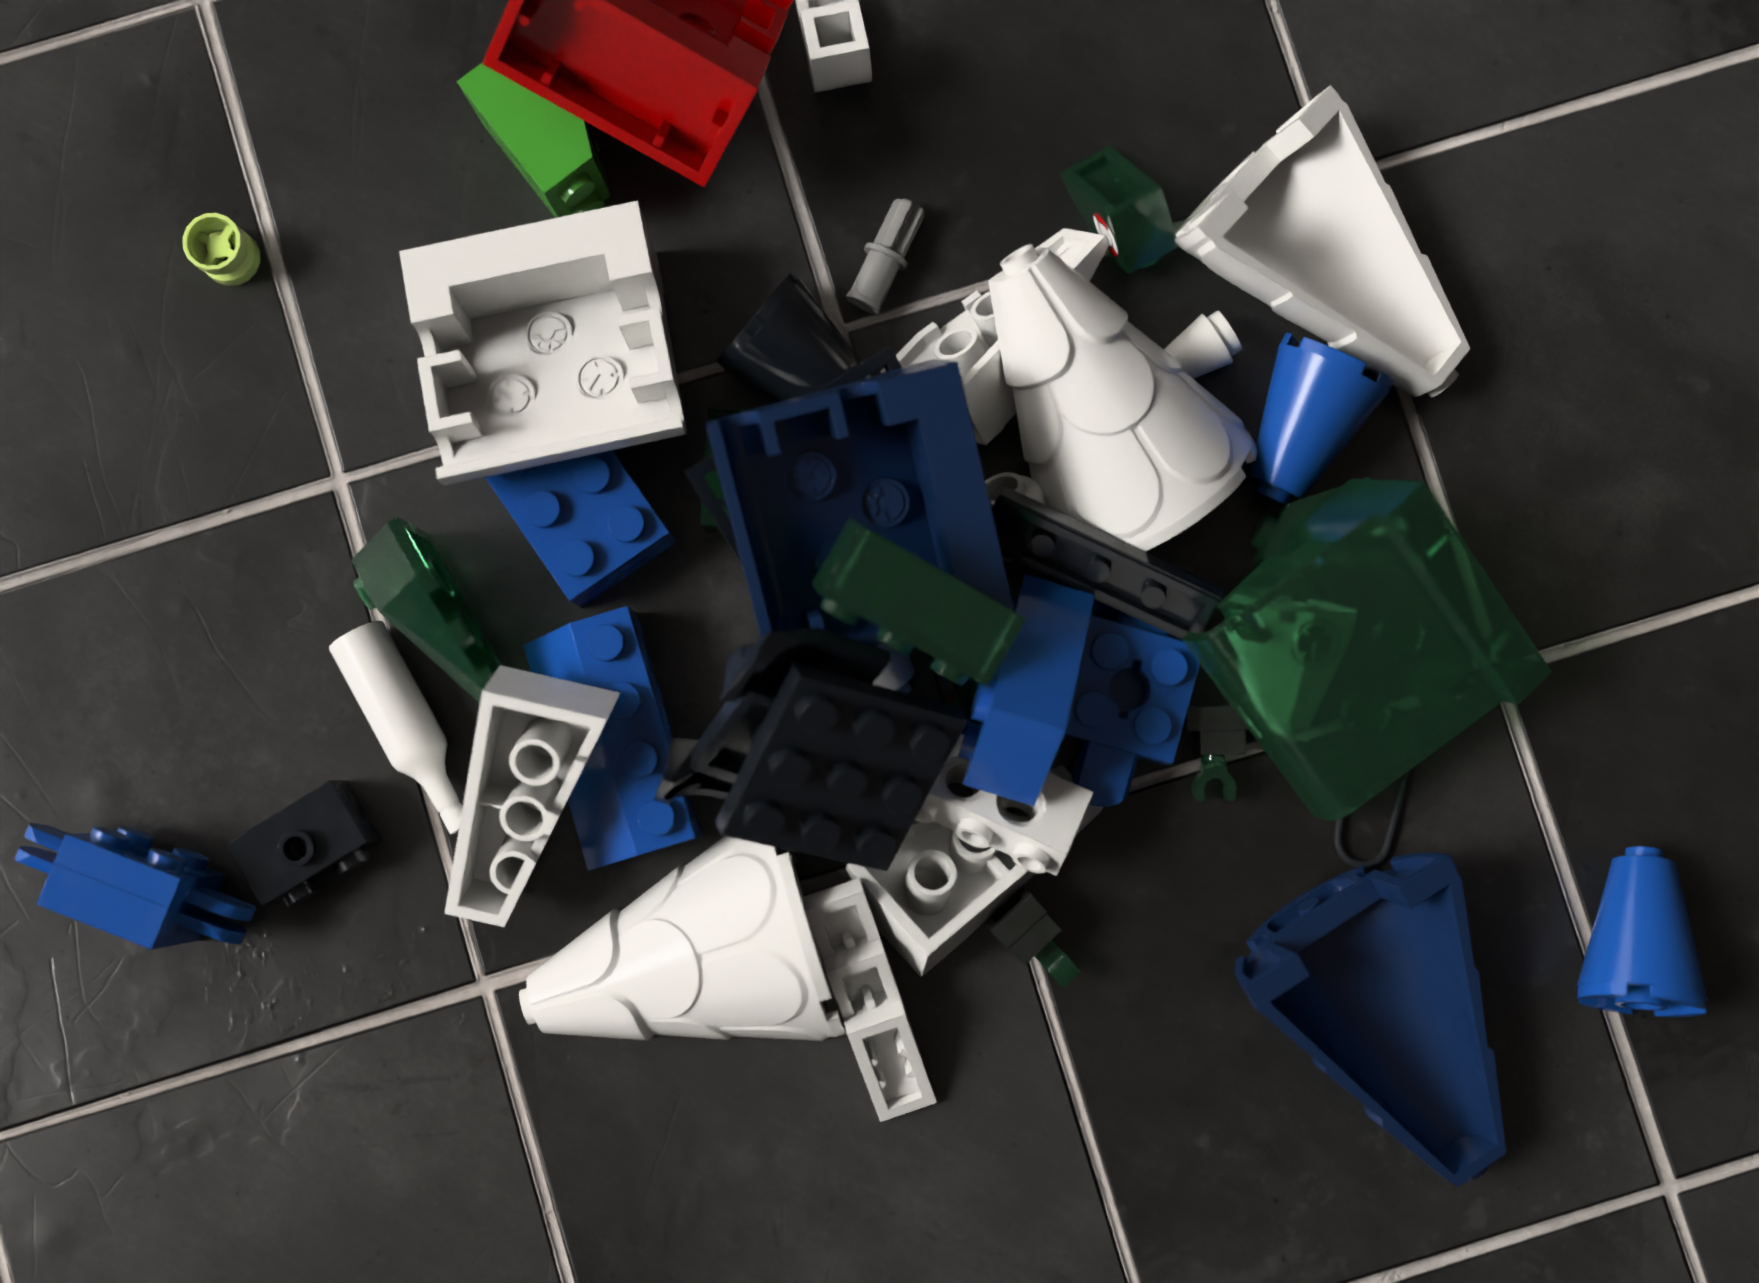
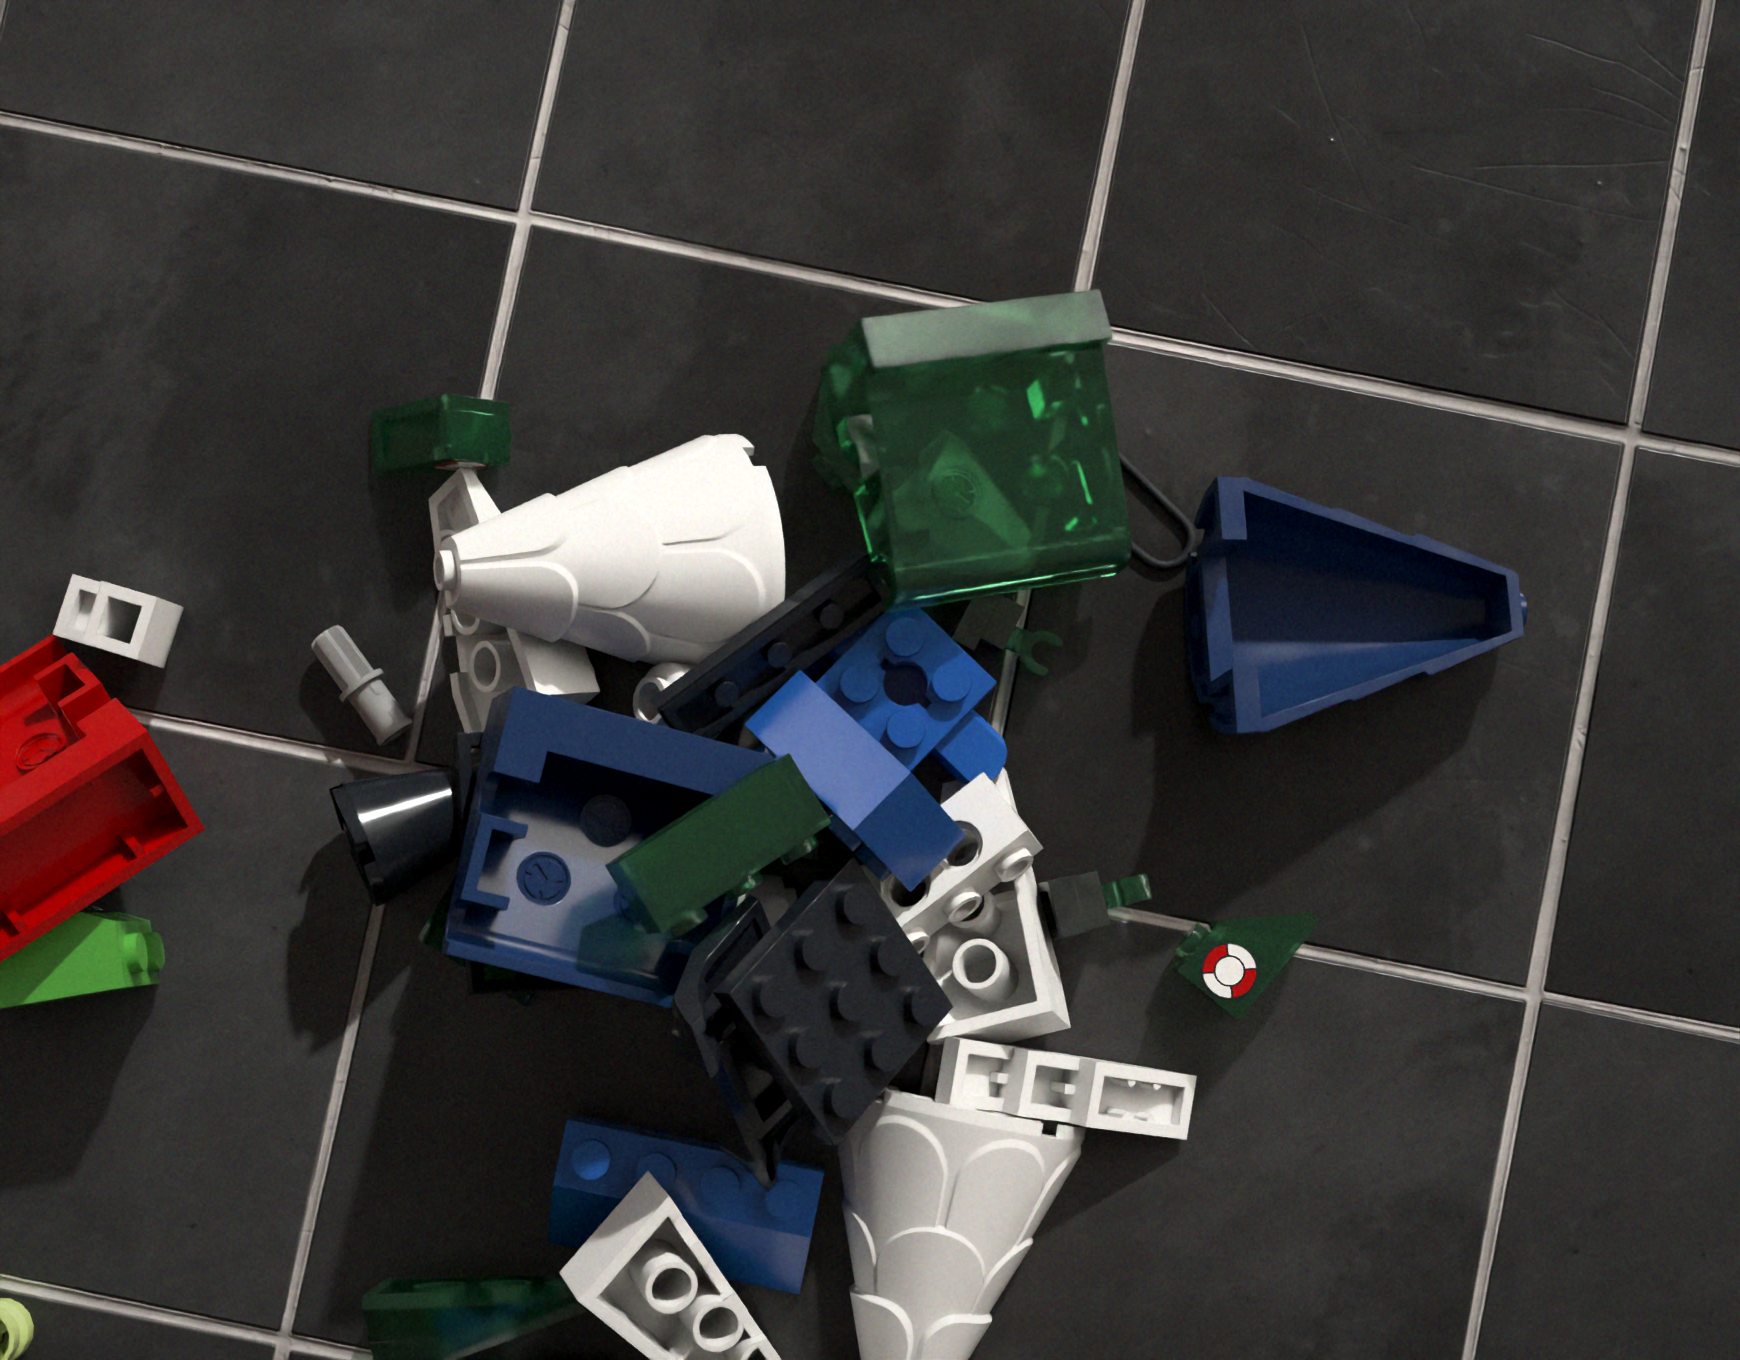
camera: 65 degrees left, 0 degrees up
(543, 342) = (270, 1065): white panel -> none
(584, 521) = (431, 1116): blue brick -> none
(1053, 1088) = (1240, 956): none -> clear green slope
(1205, 345) = (617, 432): white cone -> none
(1310, 415) = (741, 371): blue cone -> none
(1330, 249) = (591, 265): white cone -> none
(1643, 942) = (1393, 338): blue cone -> none

